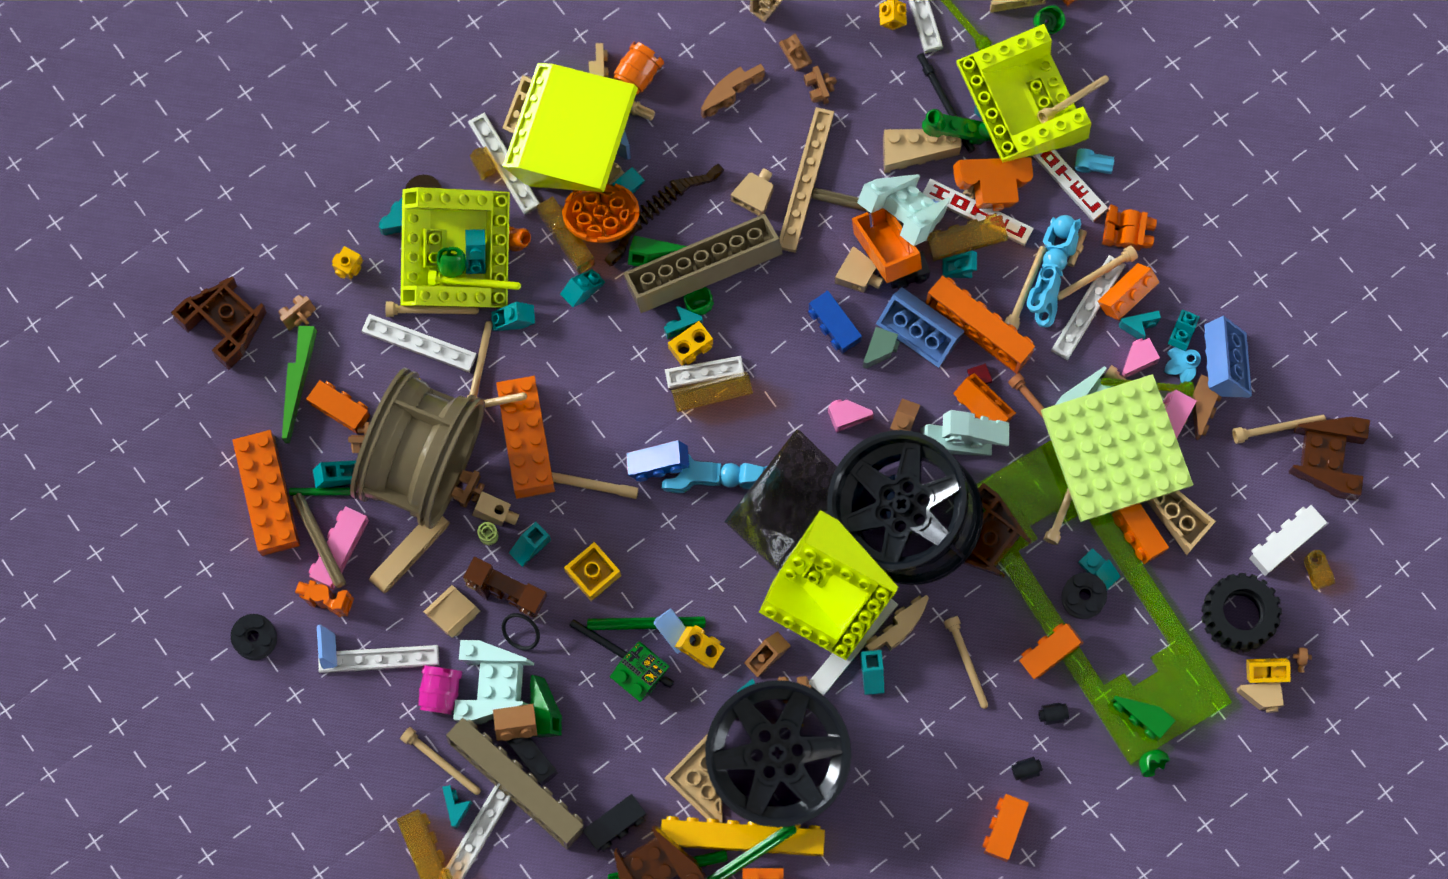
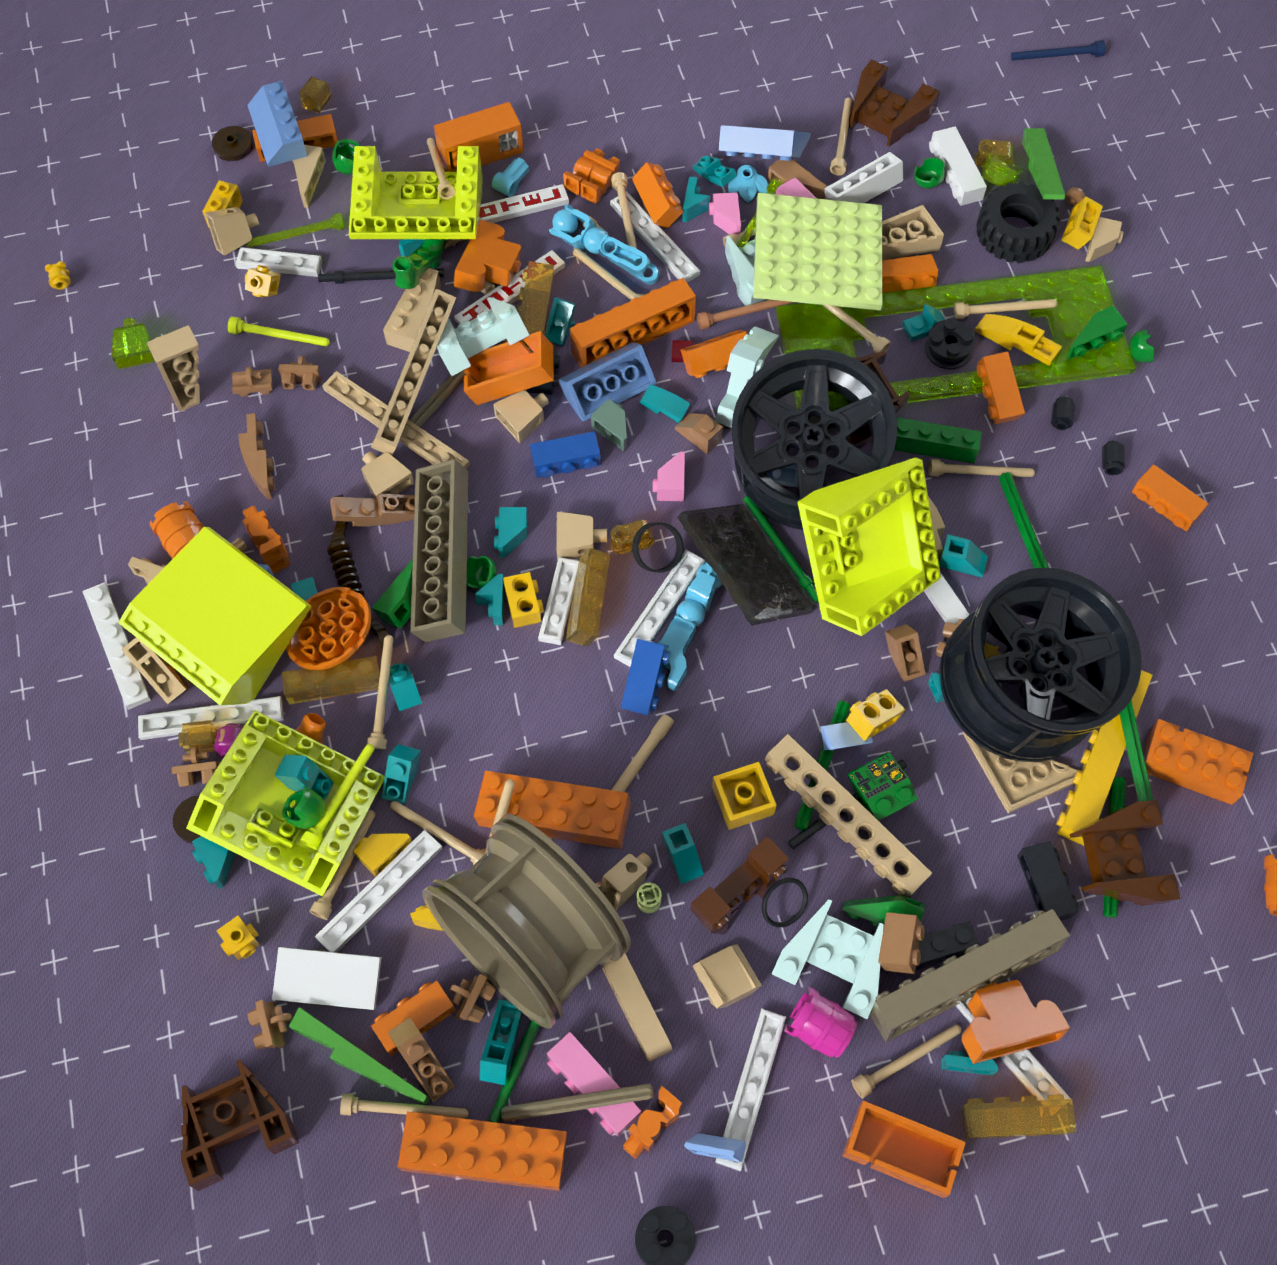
camera: 70 degrees left, 10 degrees down
(265, 392) = (352, 1104): none -> tan piece
(309, 423) = (421, 1059): none -> medium nougat slope
(343, 335) = (326, 978): none -> white piece
(372, 777) = (904, 1149): none -> orange piece
(447, 329) = (380, 850): none -> yellow slope
(462, 171) = (185, 773): none -> medium nougat hips
(489, 183) = (225, 738): none -> magenta head
(491, 823) = (1009, 1022): none -> orange brick
(531, 289) = (377, 738): none -> tan piece
(547, 53) = (113, 640): none -> white plate
(626, 585) = (861, 818): none -> tan brick
(660, 128) = (266, 539): none -> orange hips
(718, 196) = (377, 511): none -> medium nougat slope
(726, 449) = (661, 605): none -> white tile
(749, 309) = (512, 529): none -> teal slope
(762, 438) = (679, 547): none -> black tyre
(764, 361) = (576, 535): none -> tan torso
(783, 406) = (626, 536): none -> clear yellow piece
(845, 15) = (237, 326): none -> neon yellow piece
(849, 172) = (413, 372): none -> tan brick
(920, 381) = (662, 400): none -> teal slope
(924, 718) = (1022, 521): none -> green axle
(977, 612) = (937, 440): none -> green brick
(1113, 651) = (1018, 334): none -> yellow slope
(1117, 118) = (492, 129): none -> orange piece
(1126, 595) = (963, 310): none -> tan piece
(1222, 464) = (867, 181): none -> white brick
(1265, 518) = (930, 173): none -> green hair
(1291, 580) = (1000, 171): none -> clear neon green torso
(1313, 613) = (1042, 163): none -> bright green slope

